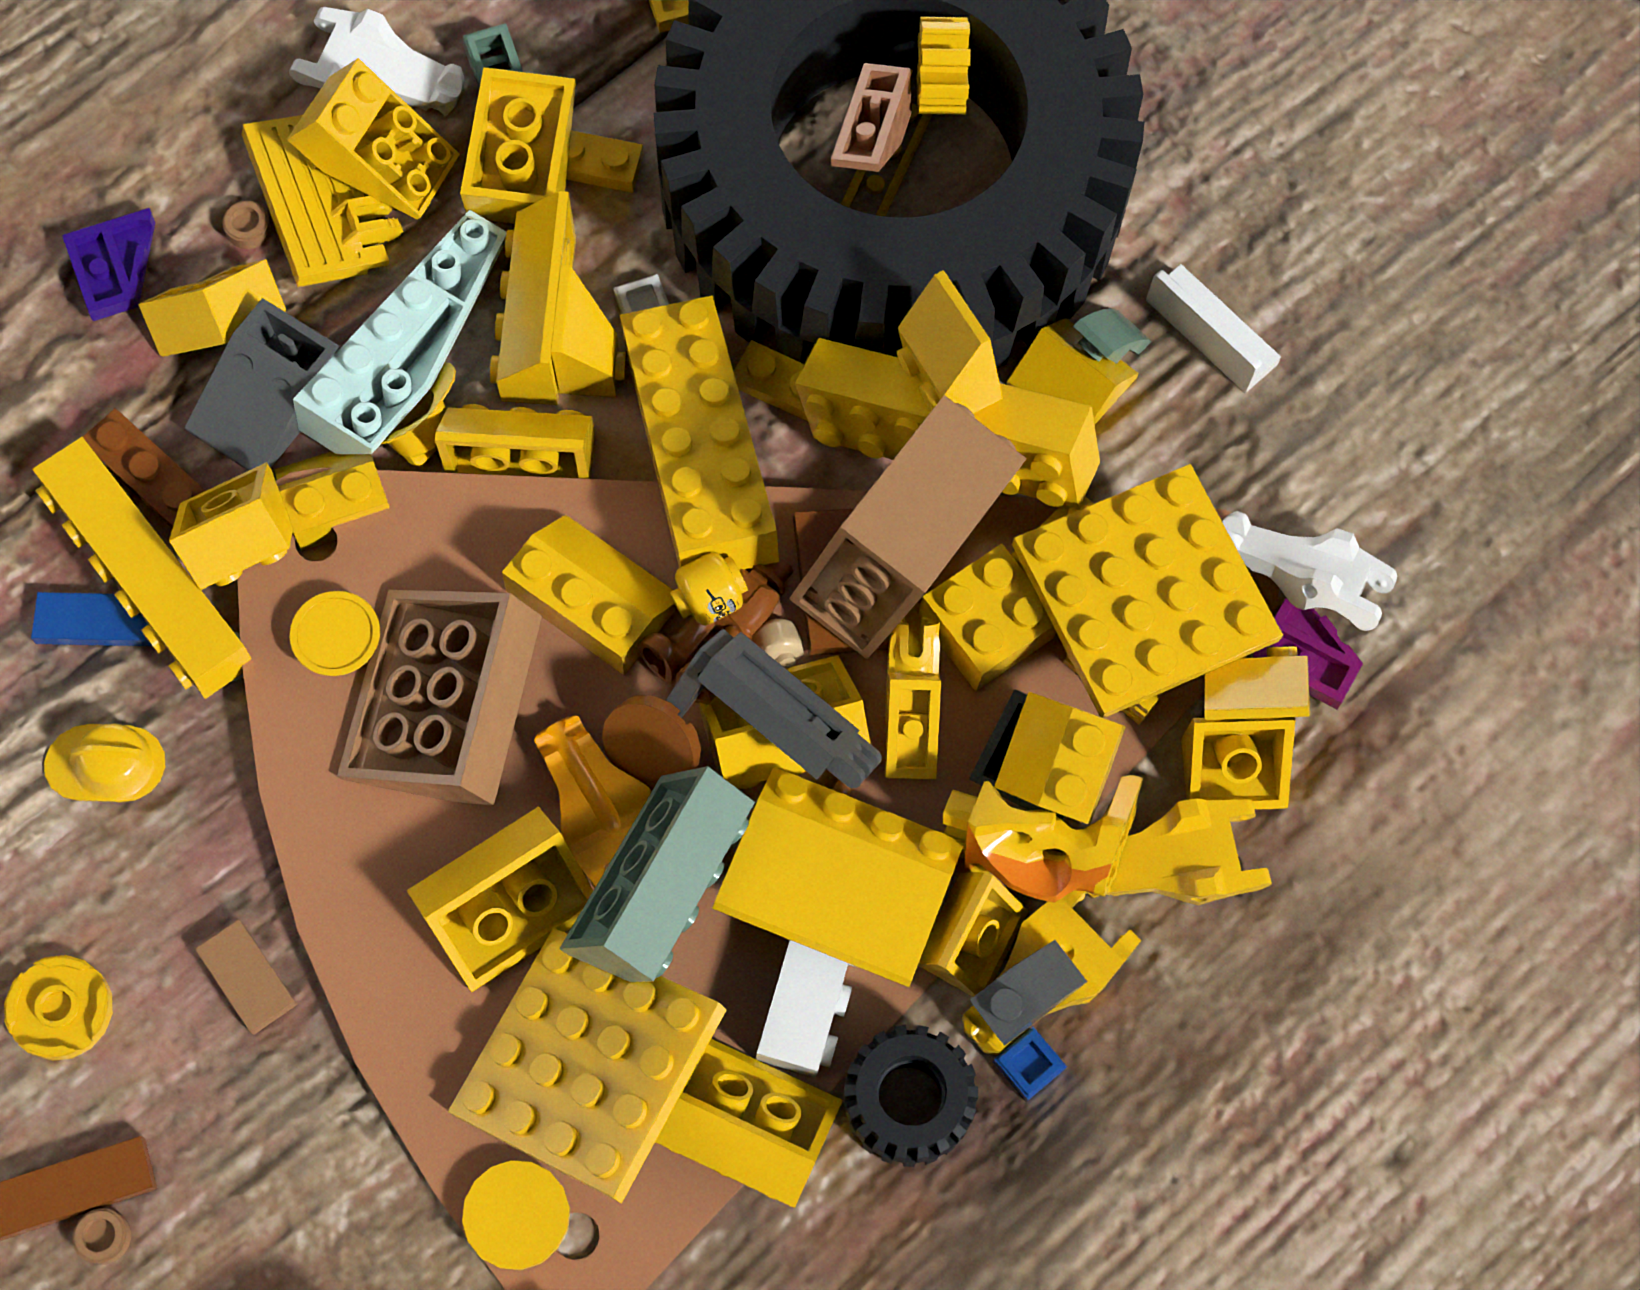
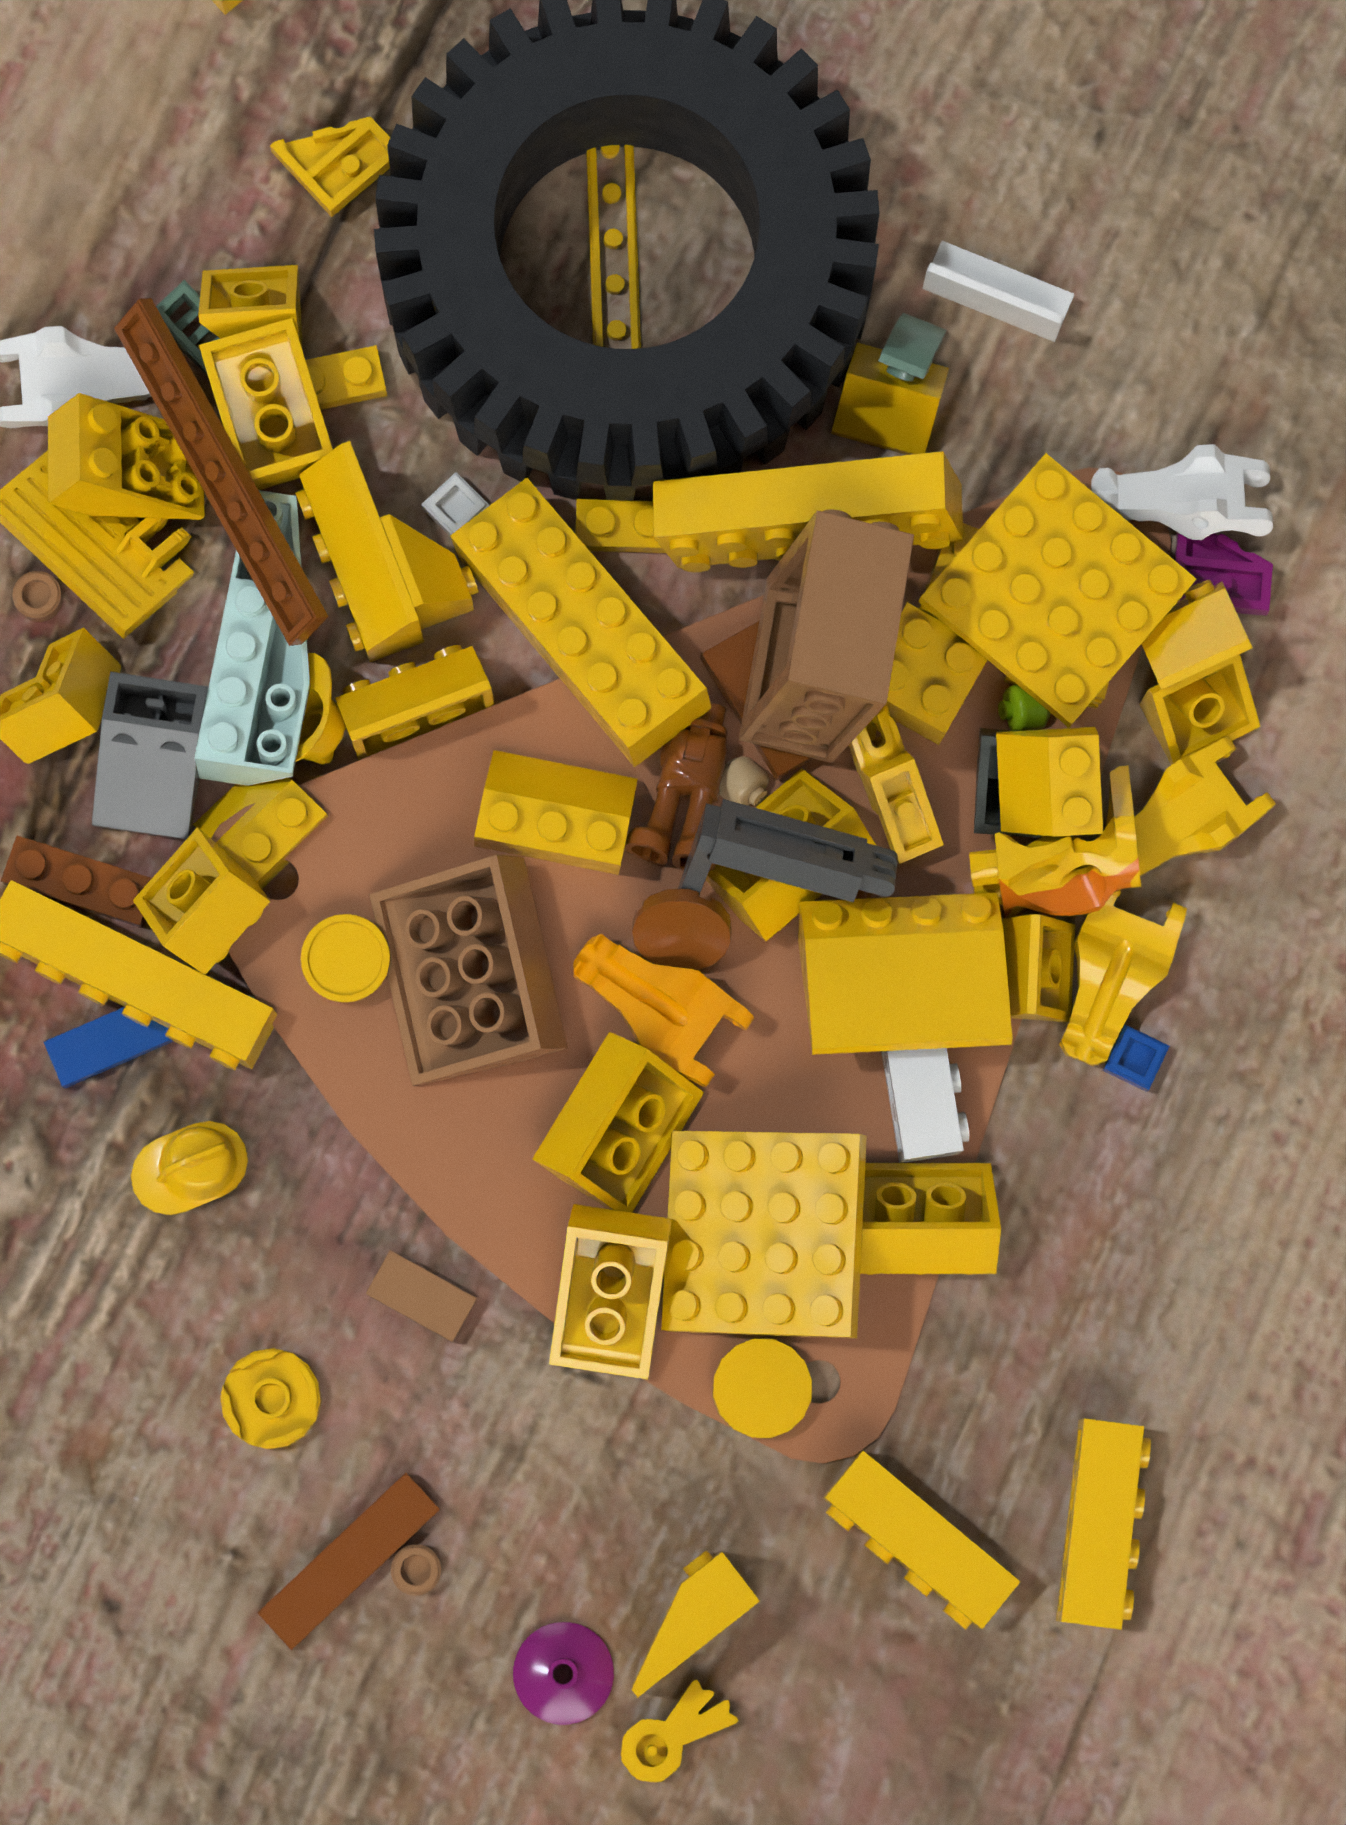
camera: 25 degrees left, 10 degrees up
(416, 1050) = (610, 1291): none -> yellow slope
(448, 182) = (221, 472): none -> dark orange tile
(548, 56) = (249, 299): none -> yellow slope
(659, 875) = (751, 1046): slope -> none
(708, 588) = (666, 766): yellow head -> none
(874, 118) = (609, 247): nougat slope -> none
(910, 1050) = (1074, 1099): black tyre -> none
(943, 65) = (644, 156): yellow gear -> none
(948, 349) = (792, 458): yellow slope -> none
(1028, 991) = (1112, 999): dark grey slope -> none
(1069, 690) = (1022, 710): none -> lime piece

